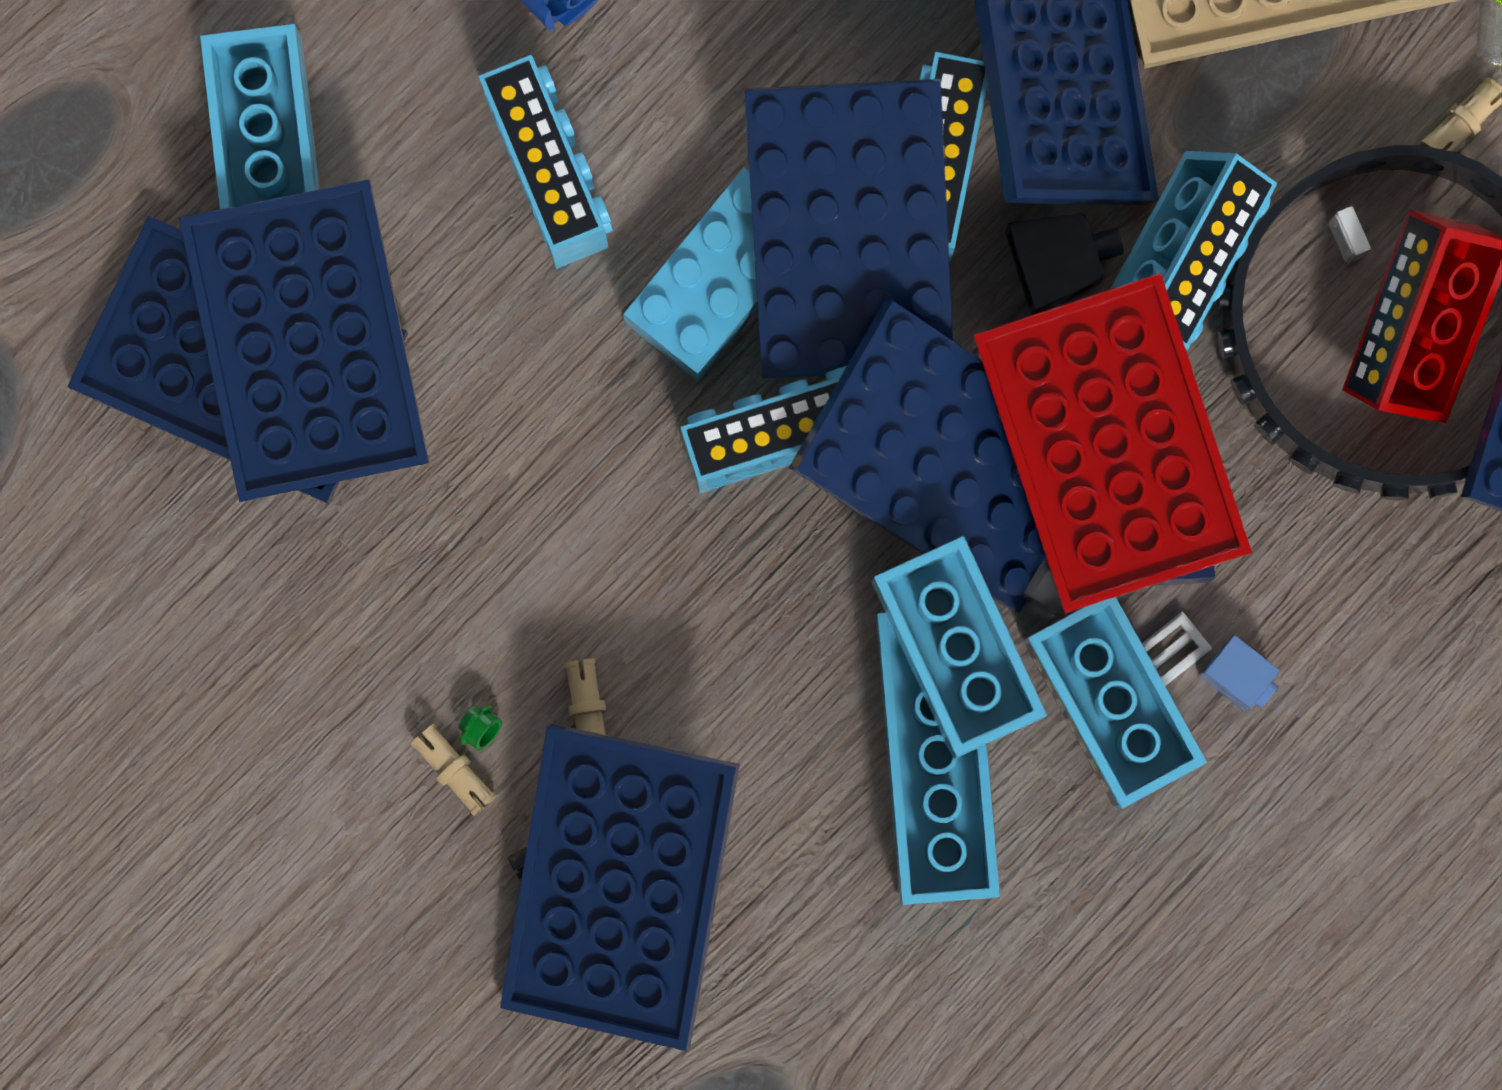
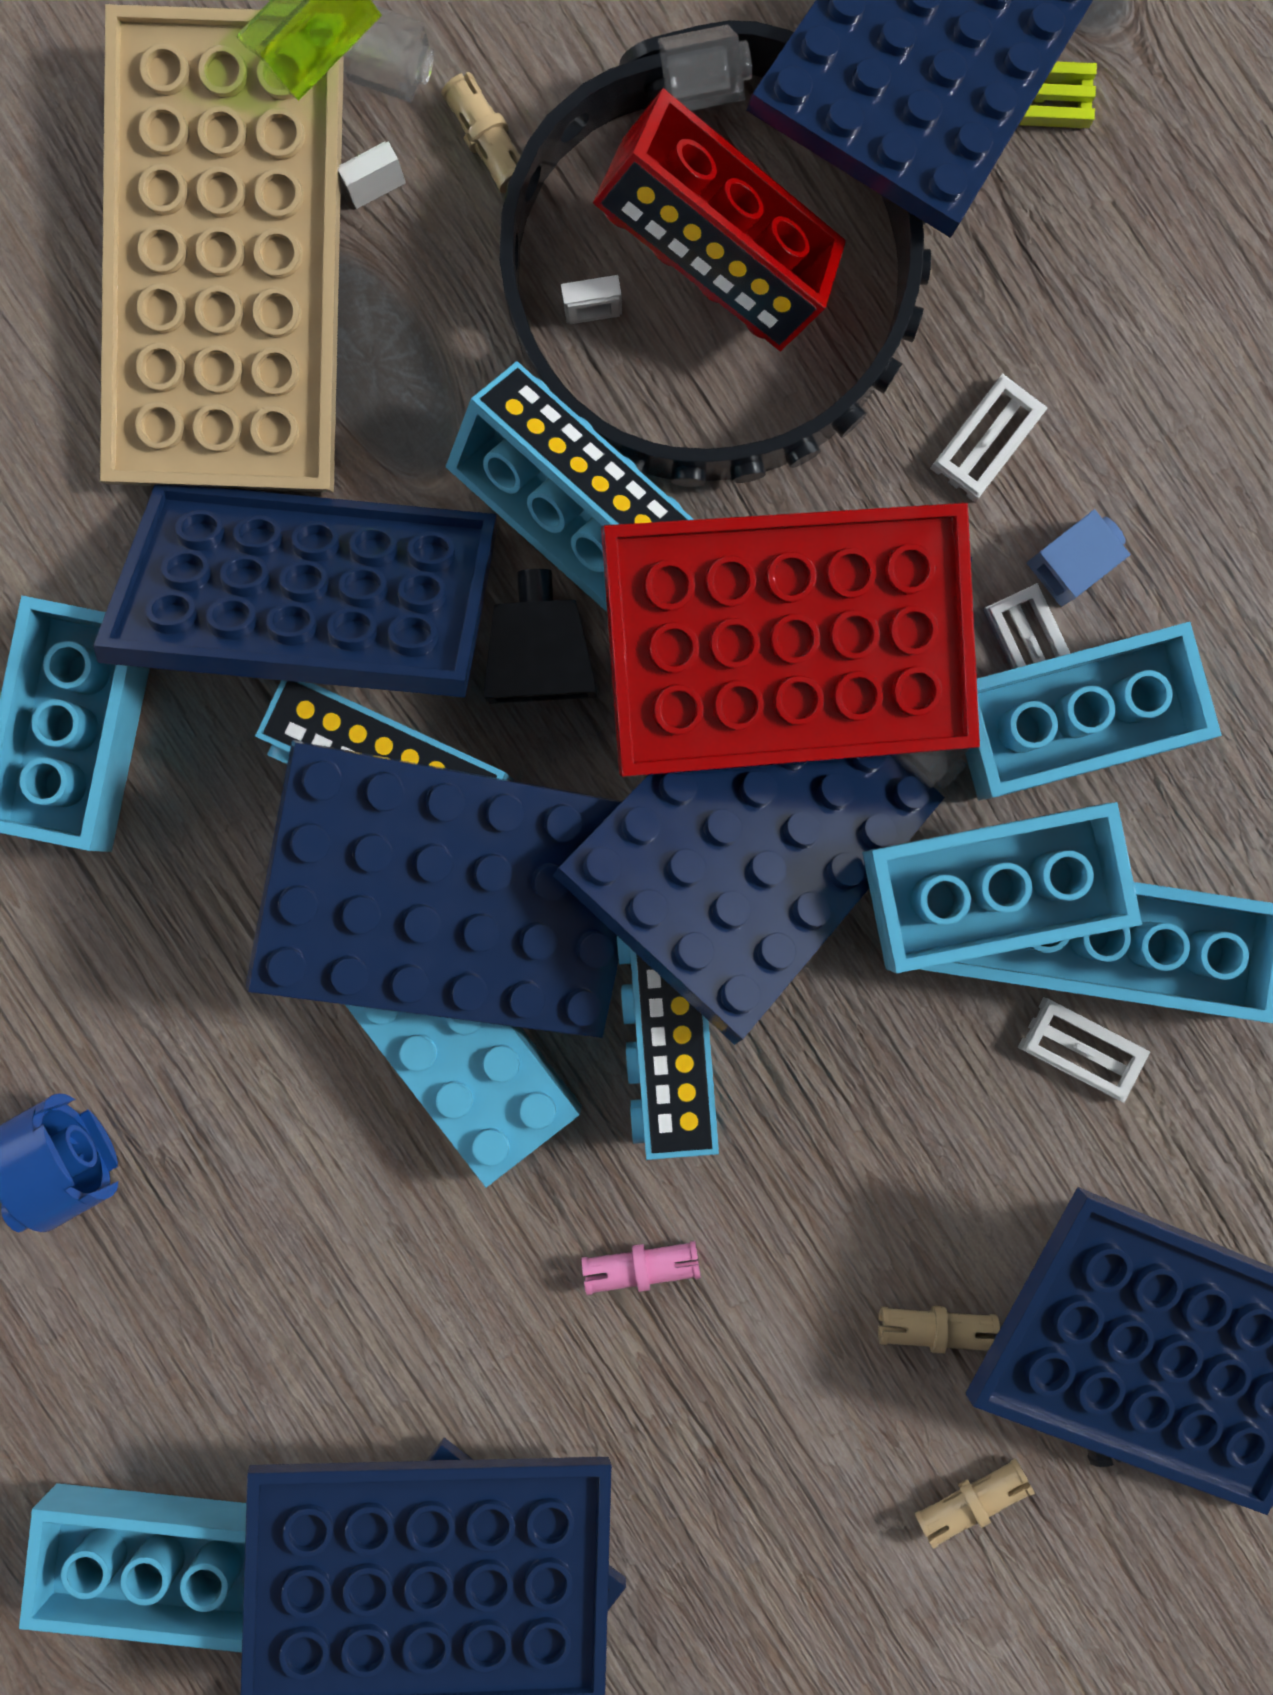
camera: 70 degrees left, 5 degrees up
(479, 727) = (932, 1462): green plate -> none
(542, 156) = (274, 1237): brick -> none
(581, 457) = (640, 1268): none -> bright pink pin
(831, 815) = (1040, 1027): none -> white tile
(1283, 566) = (959, 475): none -> white tile
(1404, 37) = (371, 174): none -> white tile

